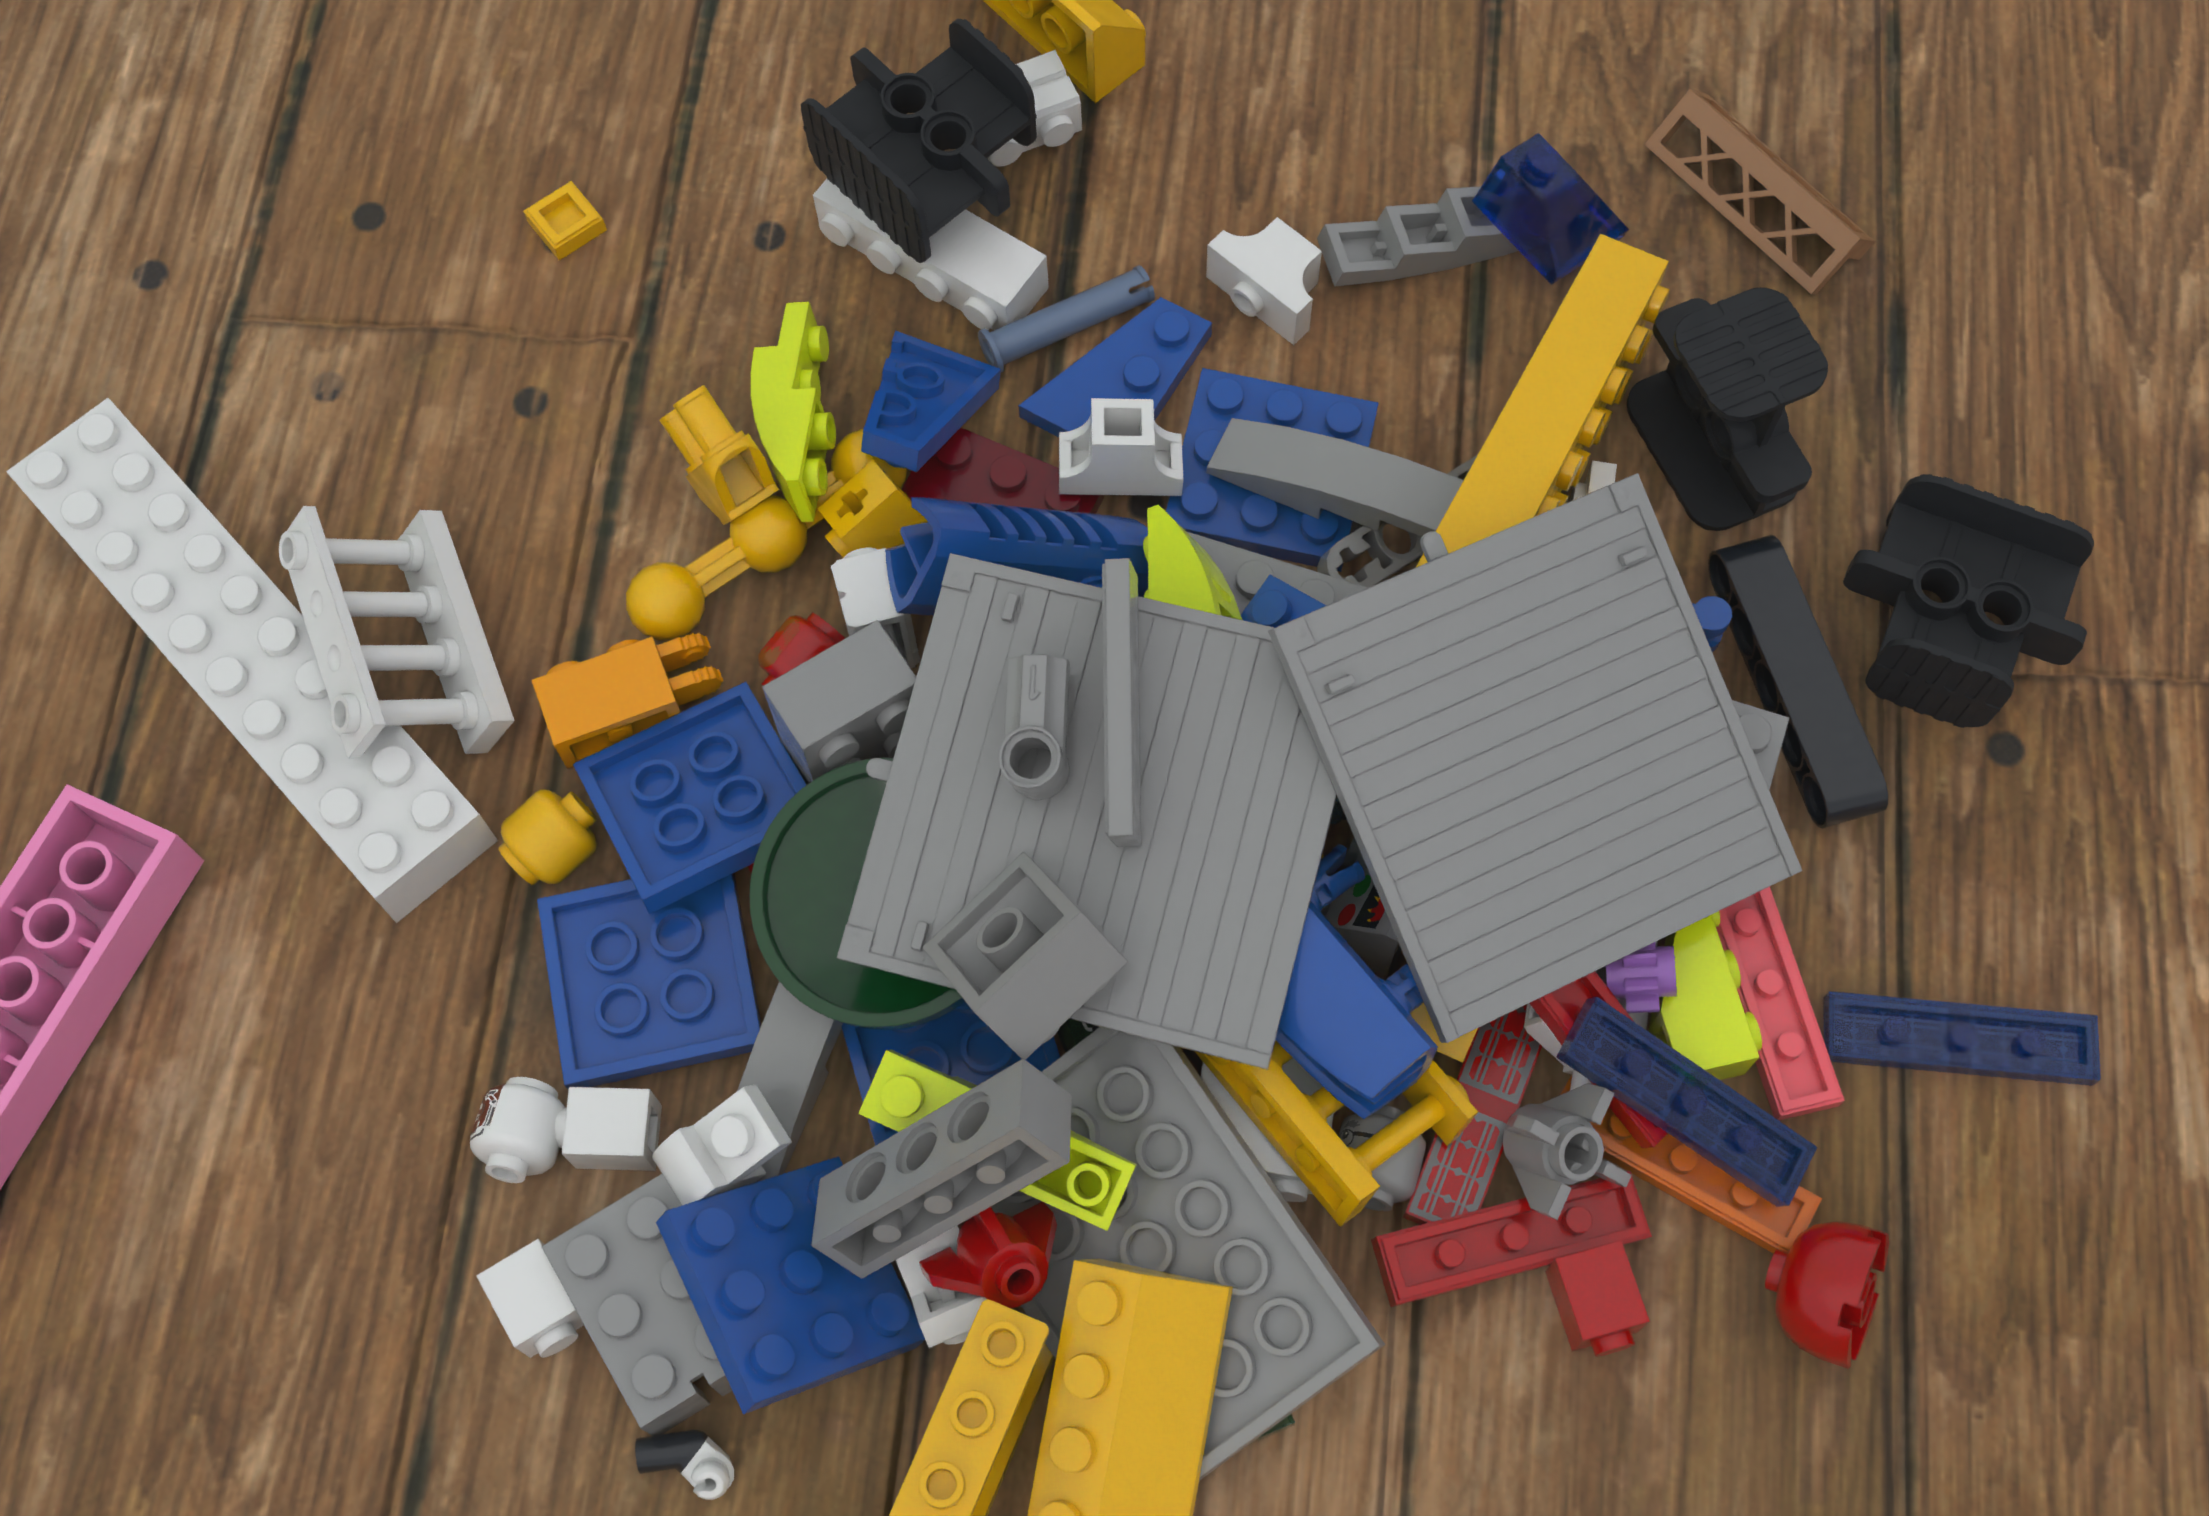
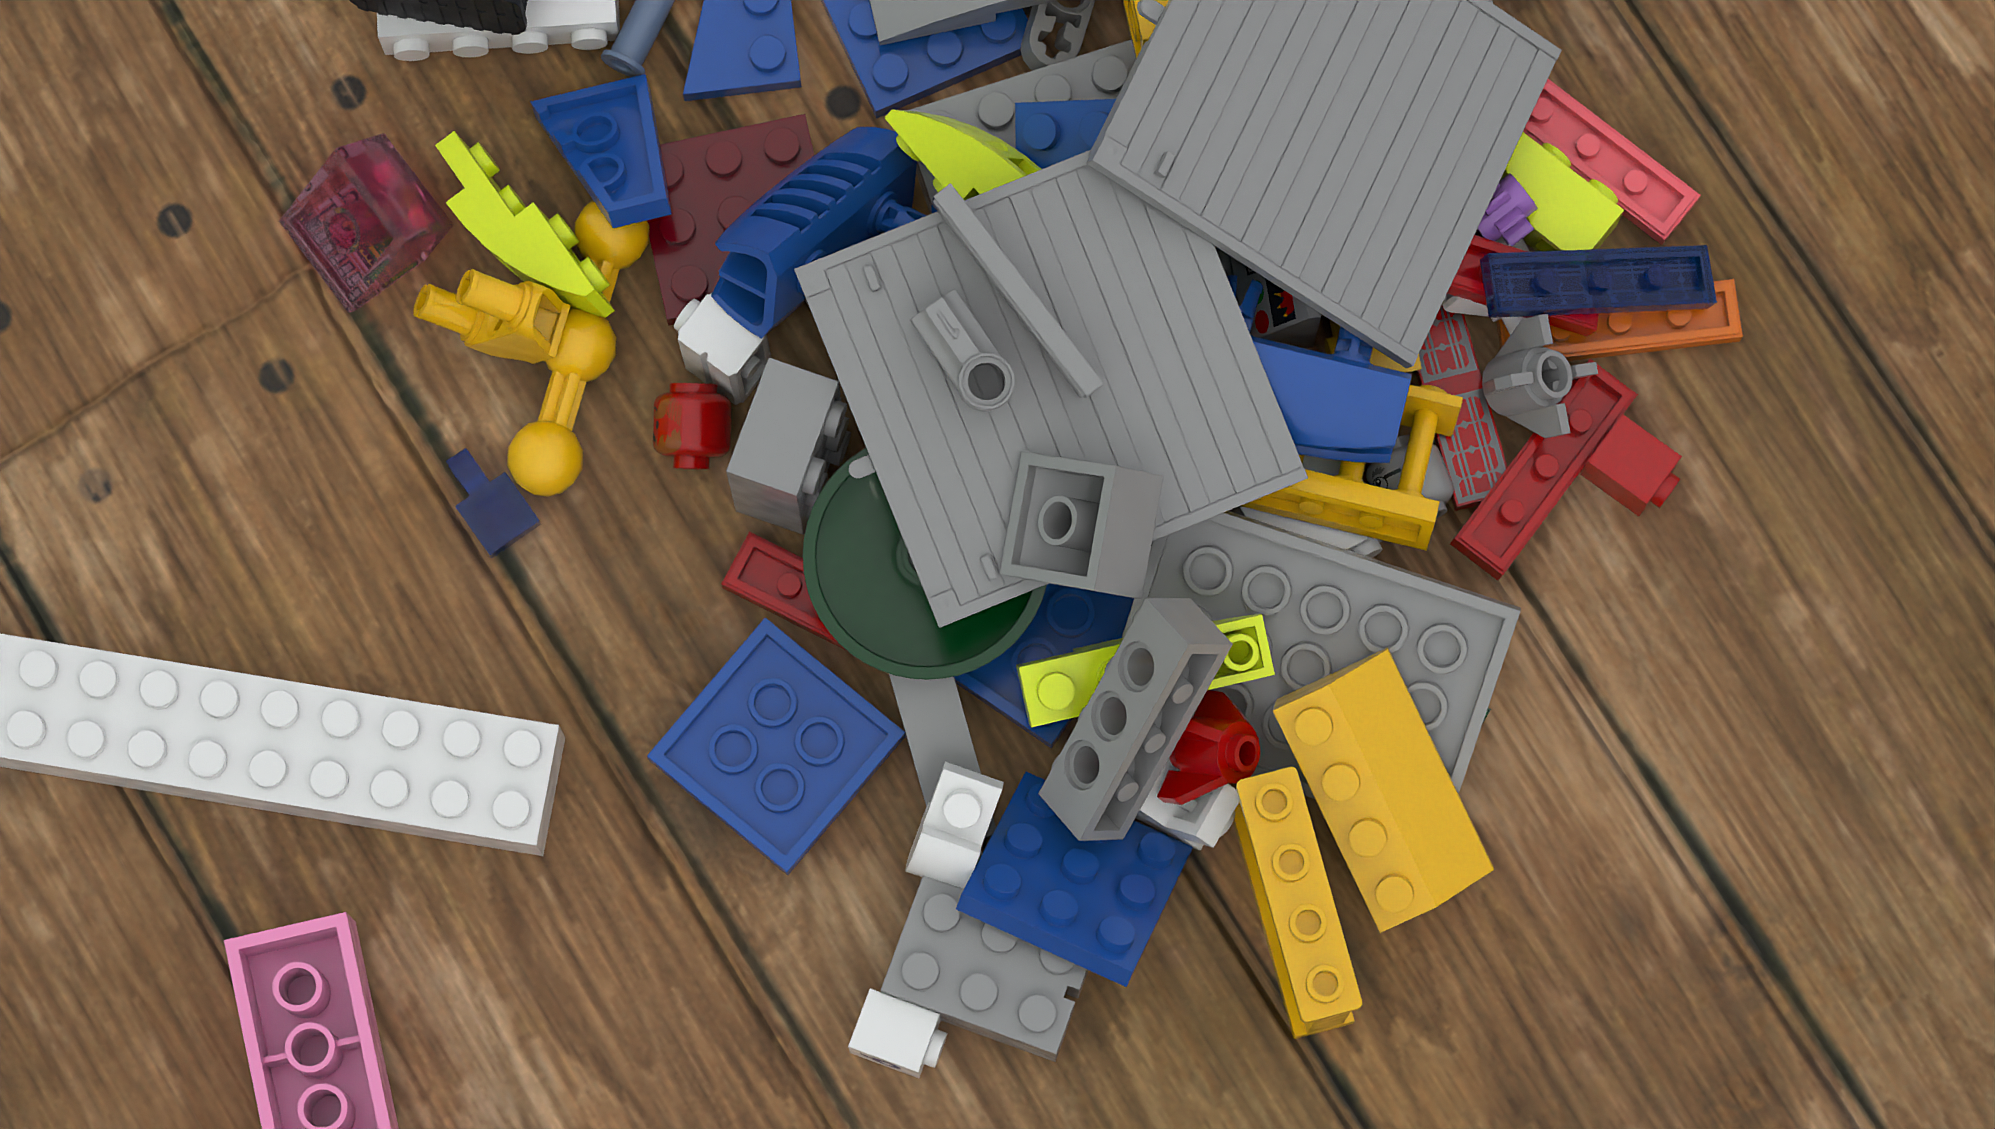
camera: 40 degrees left, 10 degrees up
(438, 601) = (387, 601): white fence -> none
(517, 1129) = (780, 928): white head -> none
(548, 837) = (612, 704): yellow head -> none
(565, 220) = (169, 201): yellow tile -> none
(597, 613) = (494, 508): none -> clear blue plate
(609, 1128) = (845, 878): white brick -> none
(621, 692) = (571, 557): light orange hinge -> none
(691, 794) = (702, 588): blue plate -> none
(692, 326) = (365, 220): none -> clear pink slope
(693, 1455) = (1095, 1051): arm -> none
(868, 512) = (657, 274): yellow brick -> none
(1120, 452) = (805, 80): white brick -> none
(1828, 1288) = (1782, 341): red cylinder -> none
(1962, 1038) = (1748, 86): clear blue tile -> none

